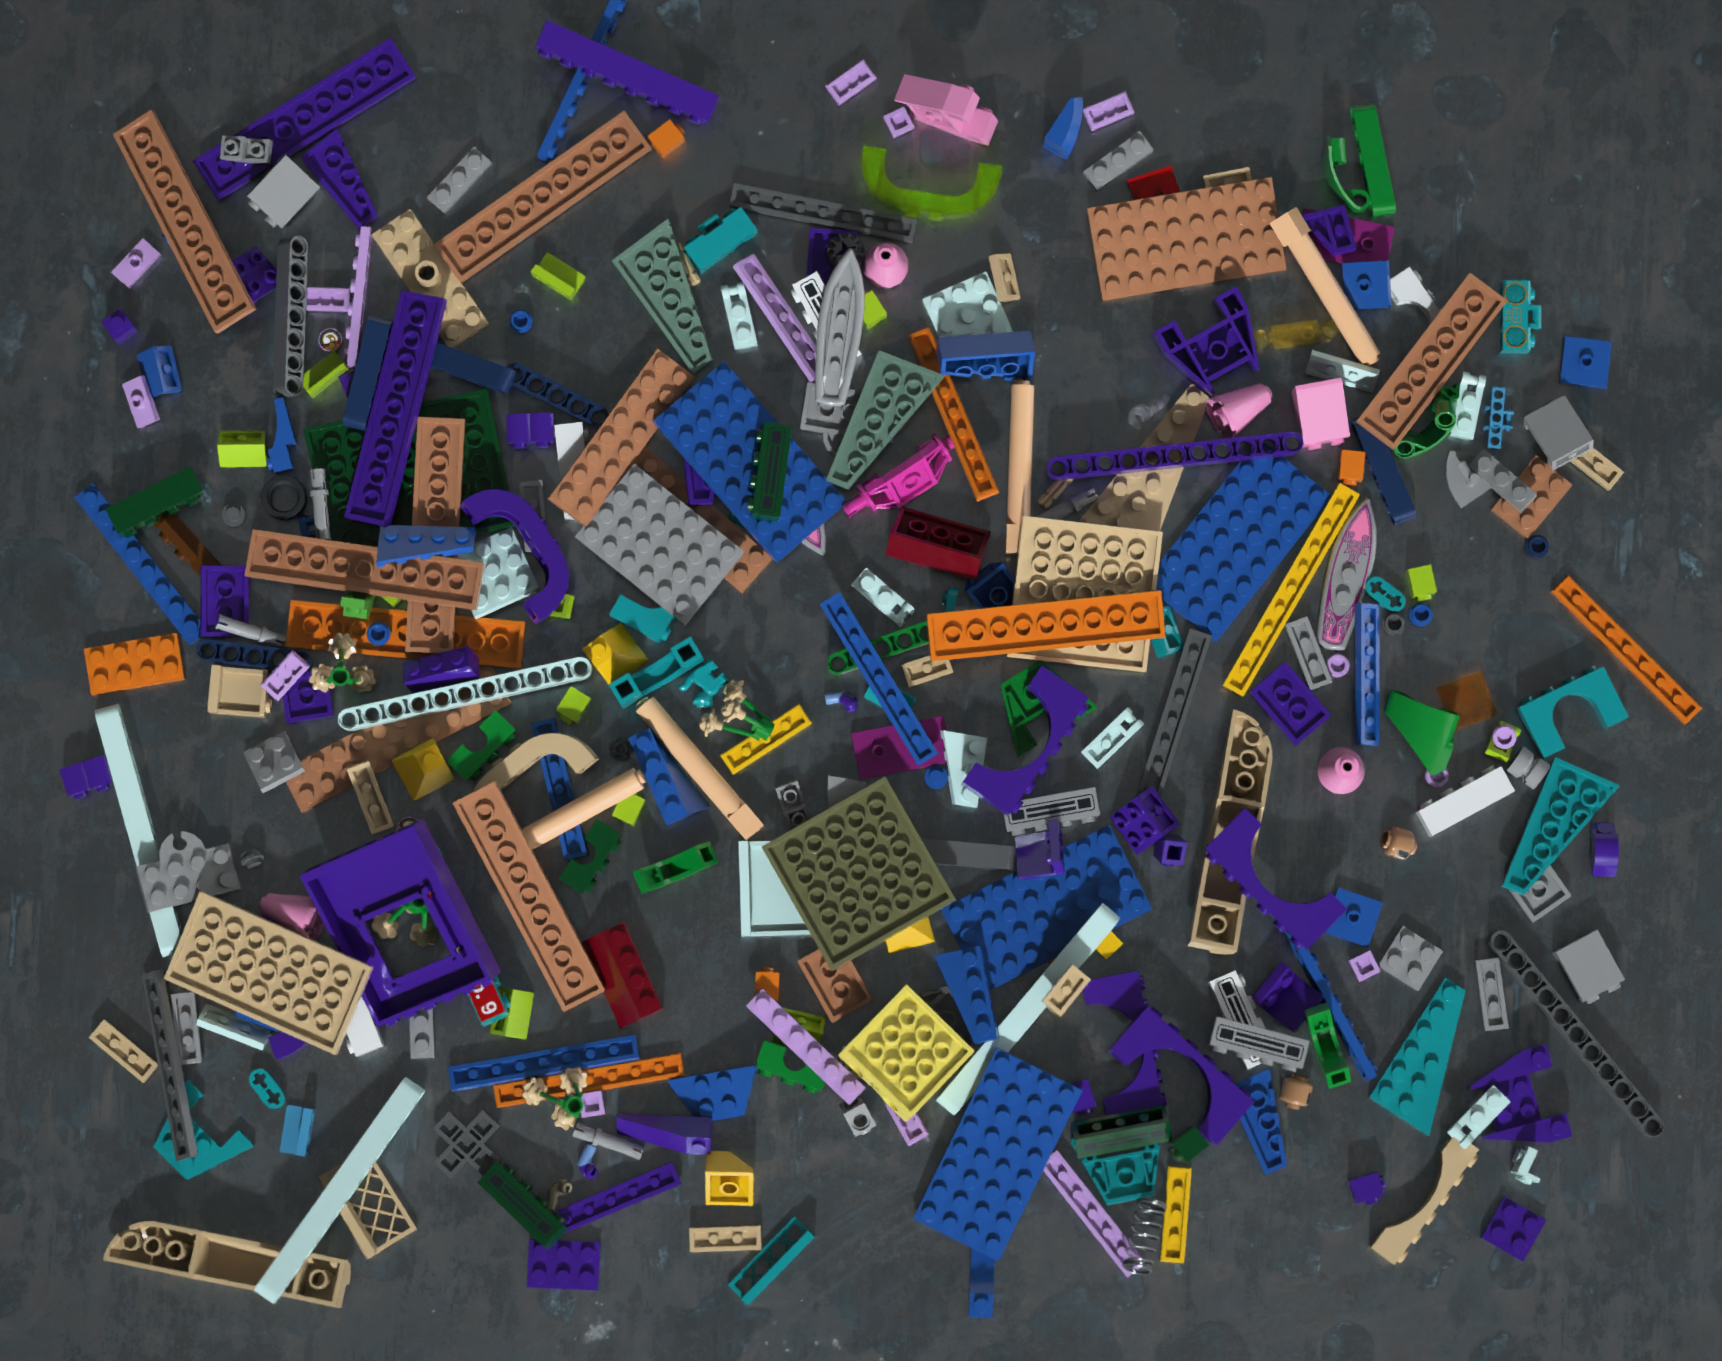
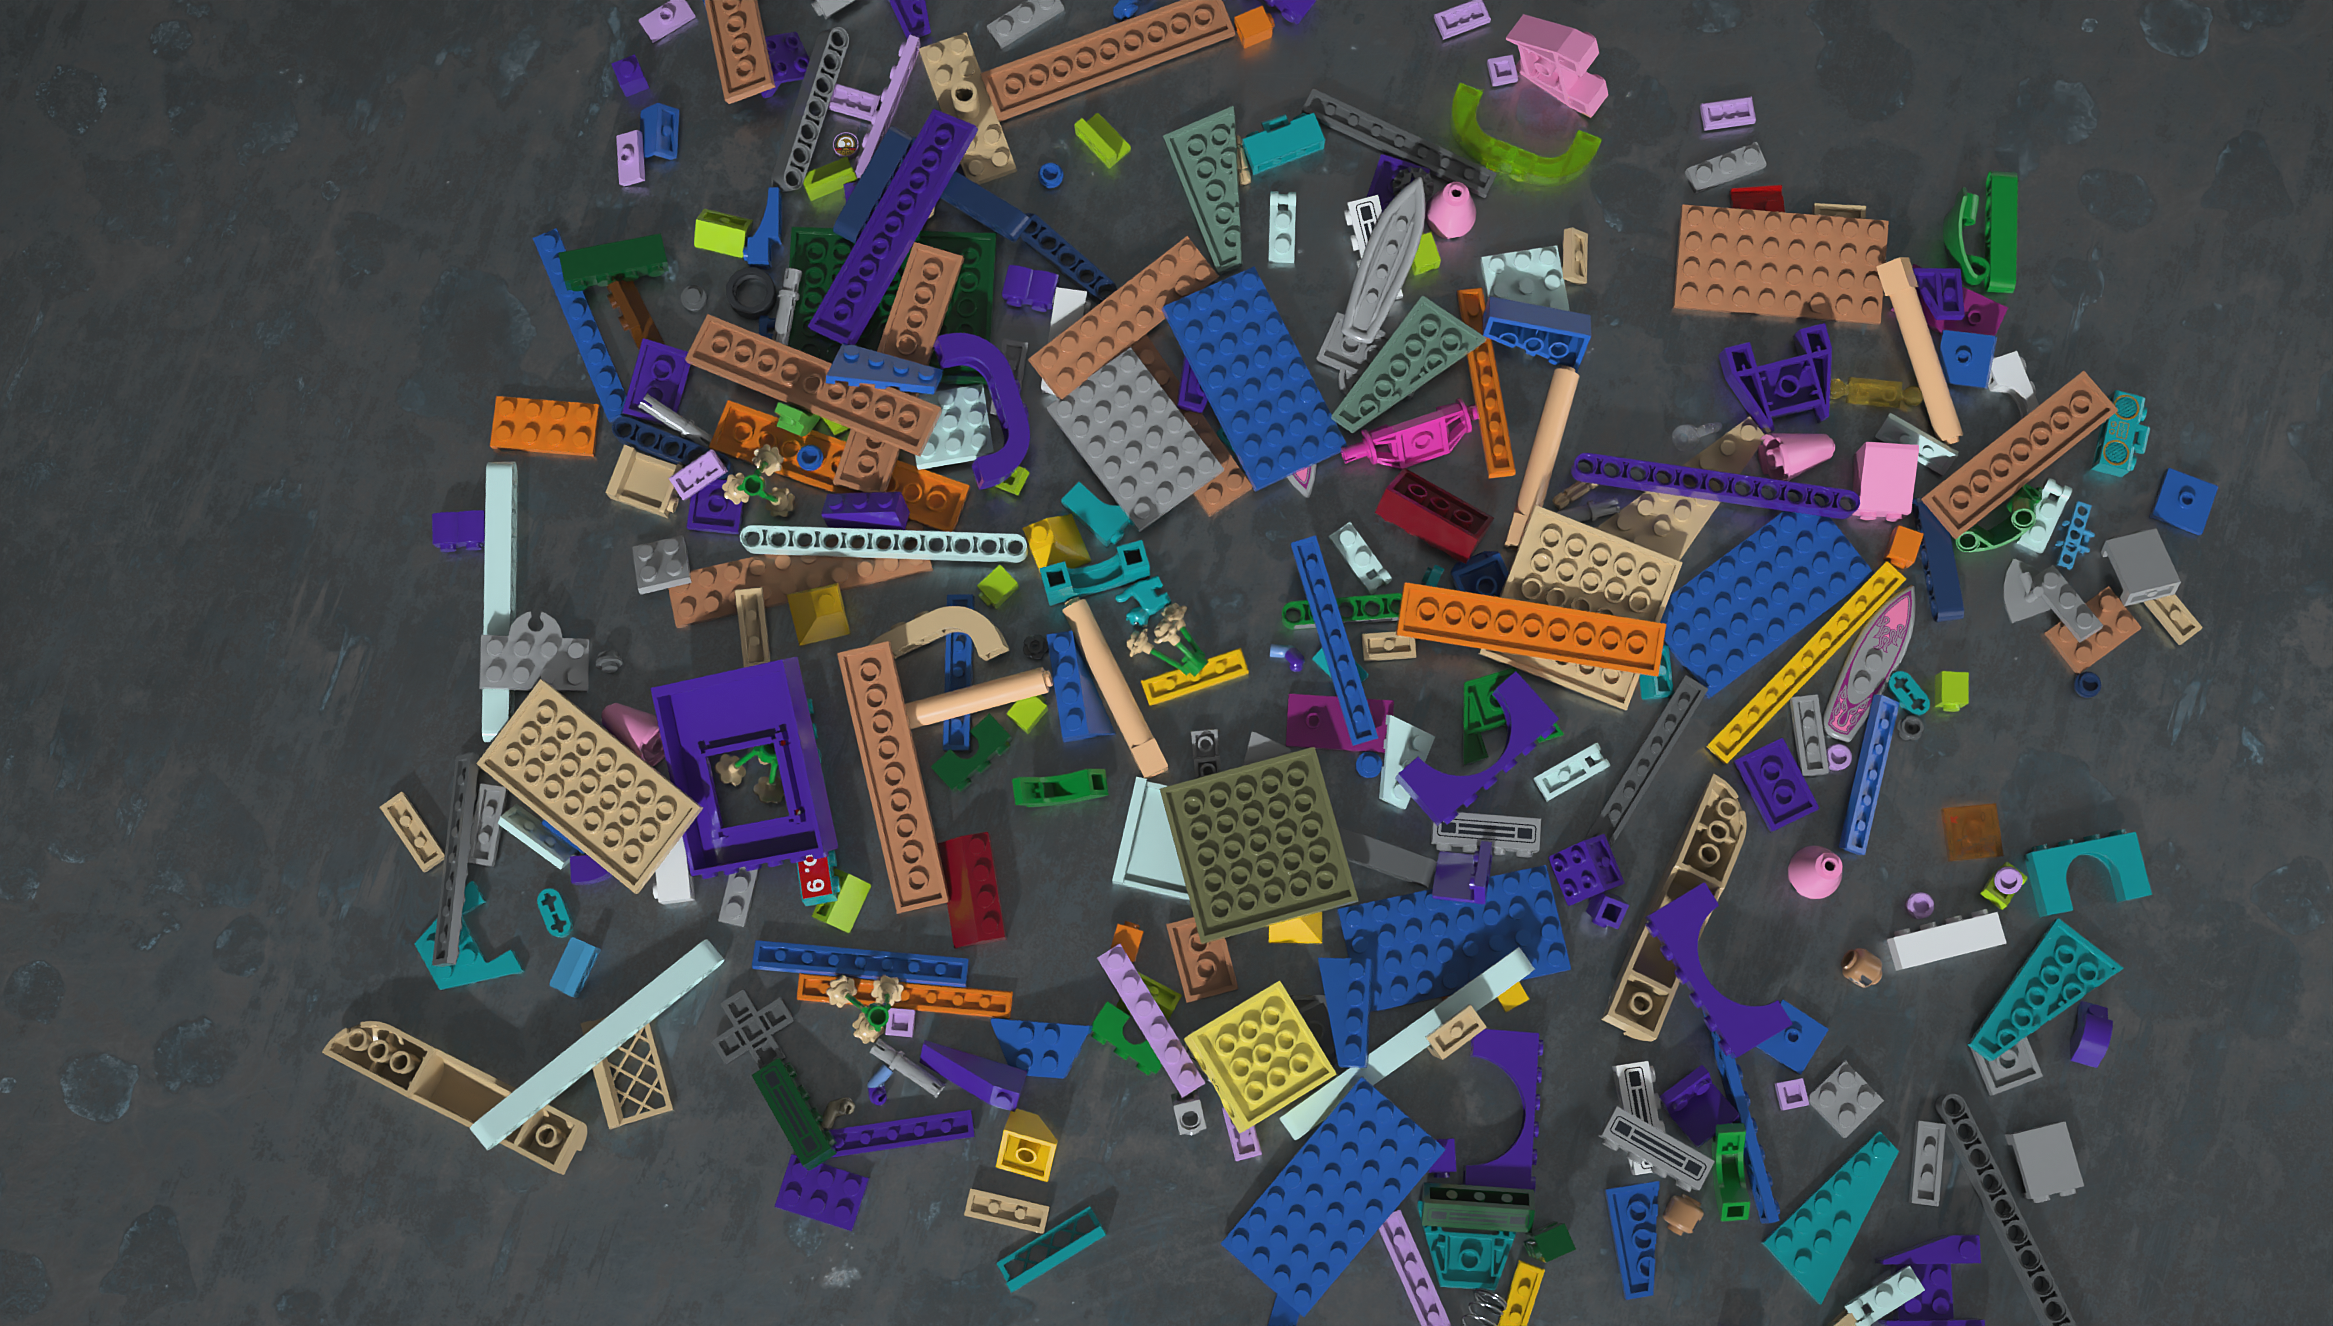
camera: 20 degrees right, 5 degrees down
(498, 734) = (908, 597): green arch -> none
(770, 472) = (1274, 390): dark green brick -> none
(778, 313) = (1324, 233): lavender plate -> none
(1065, 129) = (1677, 118): blue slope -> none
(1224, 1099) = (1601, 1202): dark purple arch -> none
(1420, 614) = (1942, 725): blue plate -> none
(1424, 728) = (1921, 849): green panel -> none
(1528, 767) = (2025, 922): light grey wheel -> none
(1626, 649) = (2162, 822): orange tile -> none

